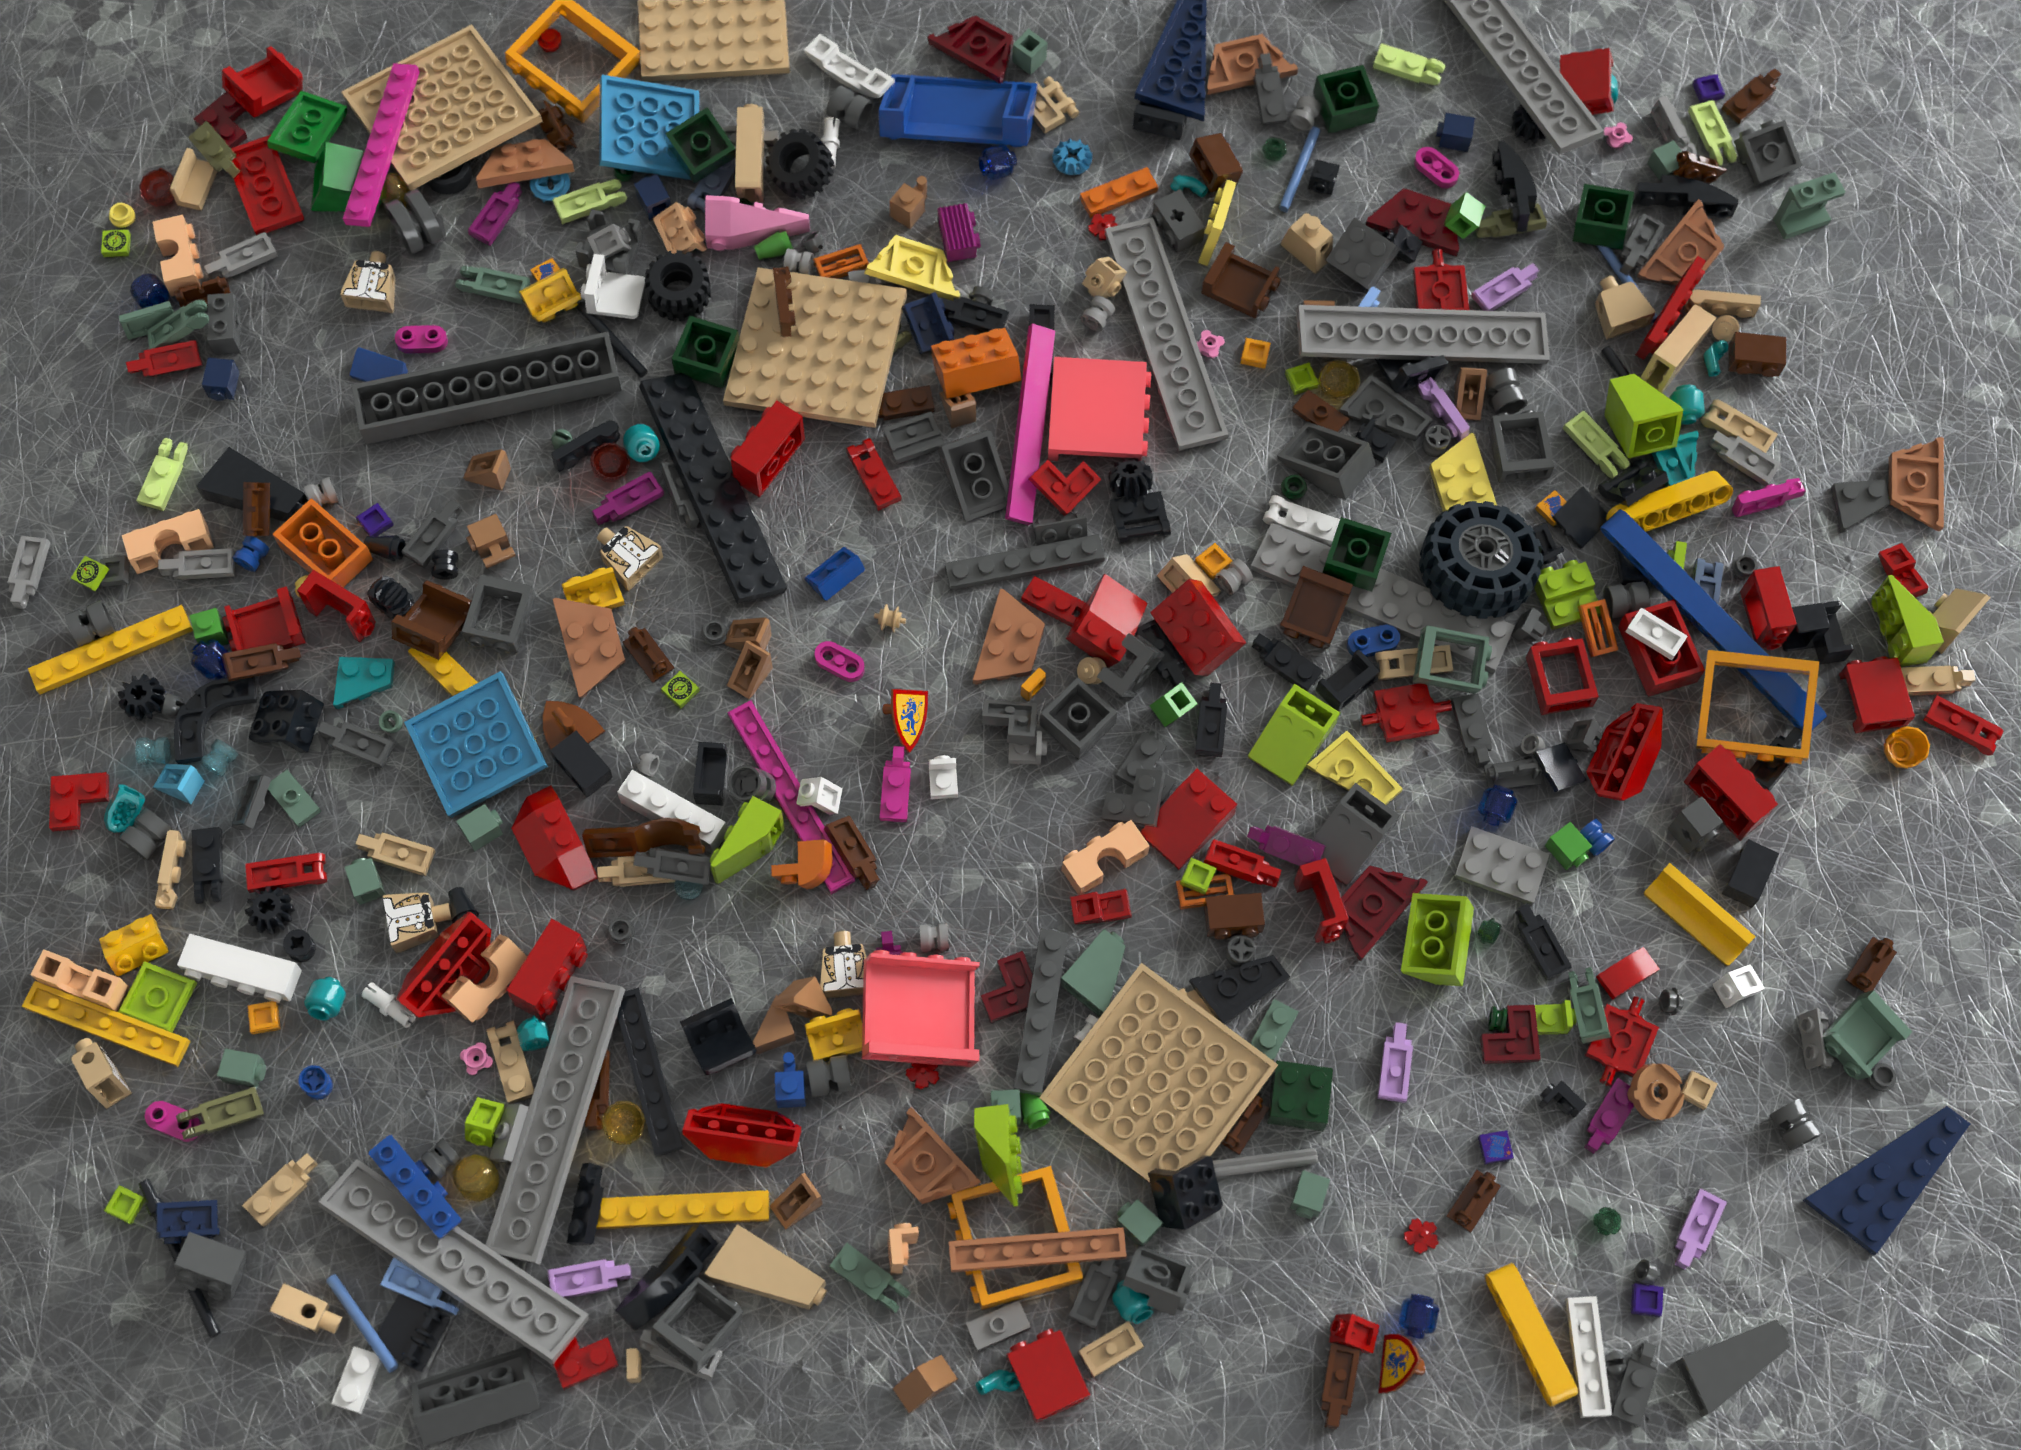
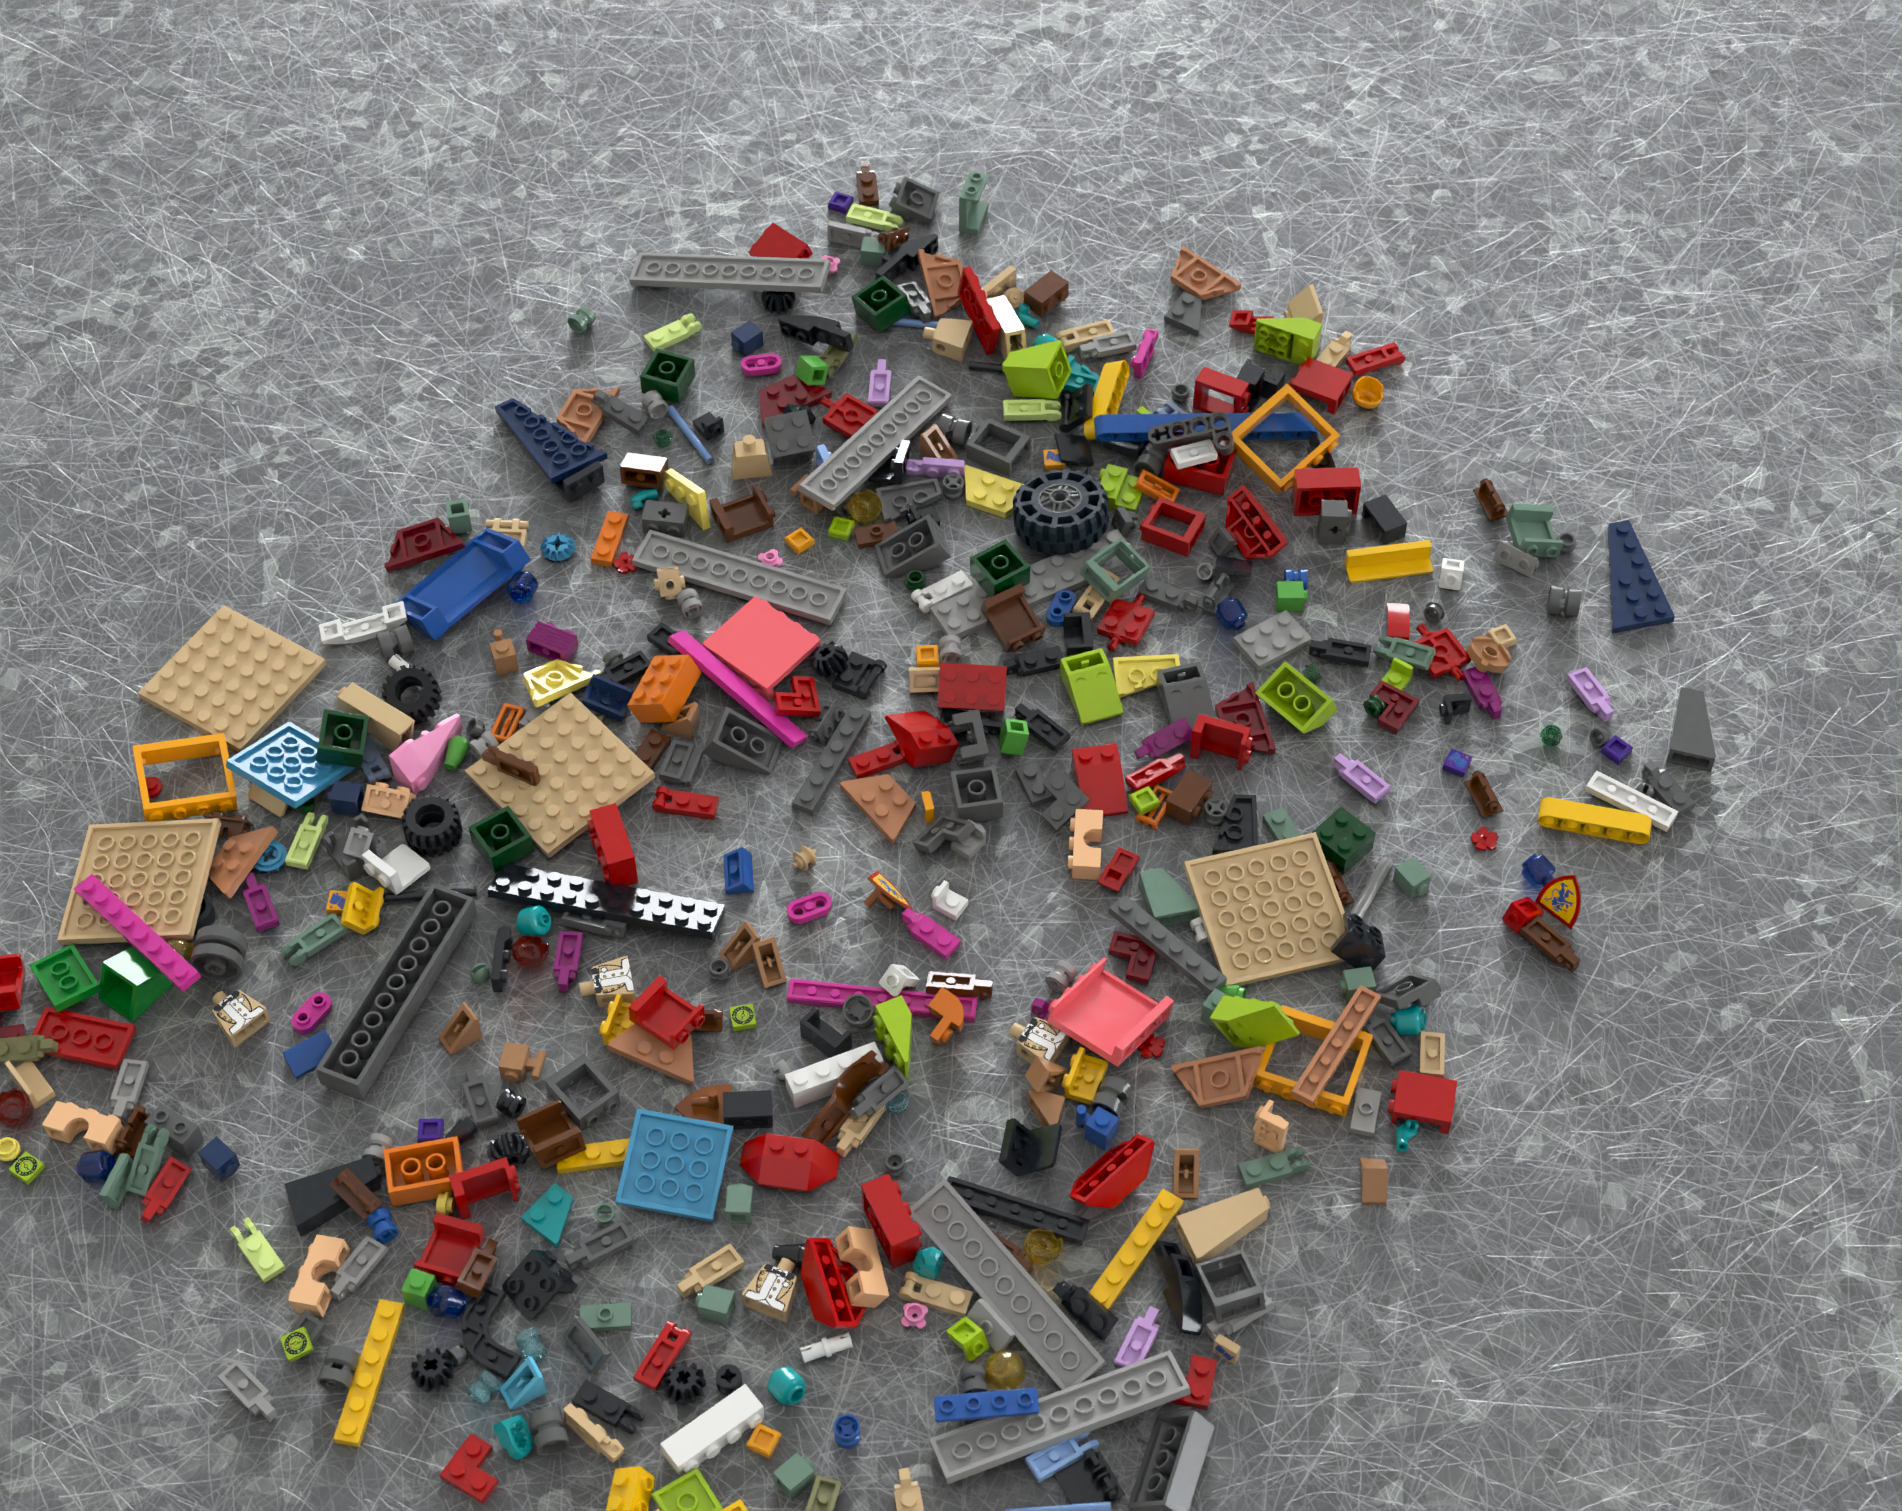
camera: 50 degrees left, 15 degrees down
(617, 623) = (665, 1014): none -> red panel
(1089, 669) = (945, 766): tan wheel -> none
(1675, 612) = (1191, 436): none -> dark grey beam

